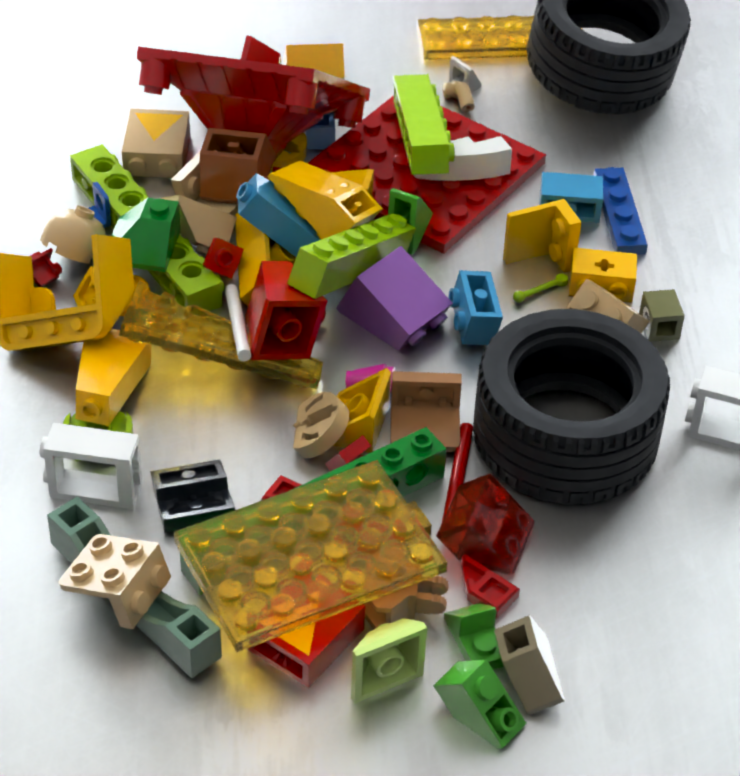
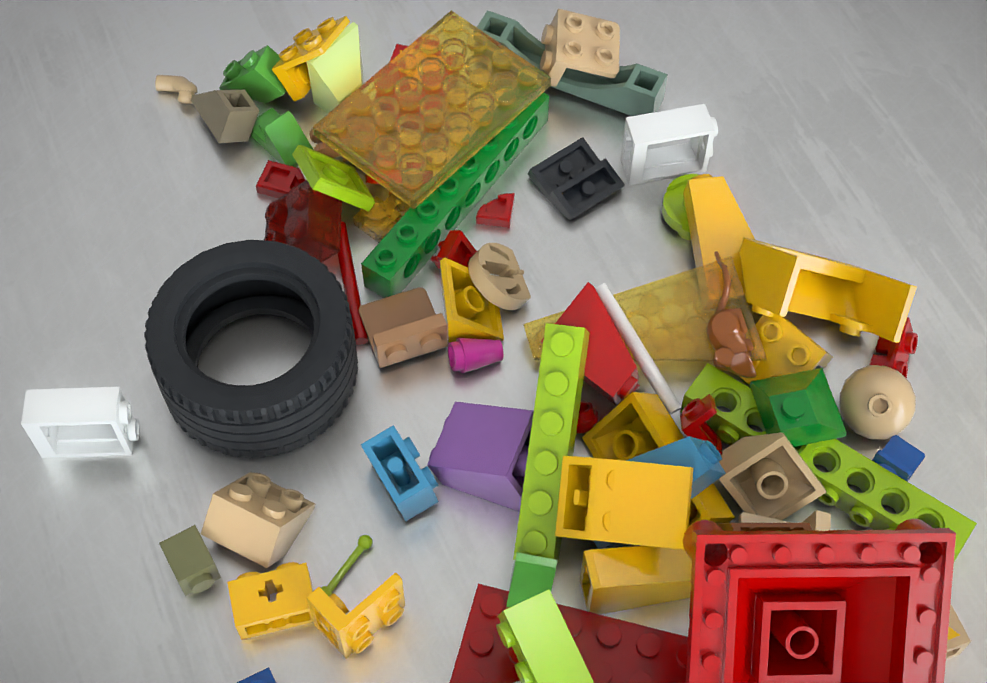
camera: 160 degrees right, 15 degrees up
(163, 289) = (727, 334): none -> dark orange animal
(411, 661) = (307, 44): none -> yellow bracket
(451, 528) = (333, 178): none -> lime tile
(571, 734) = (176, 84): none -> tan arm

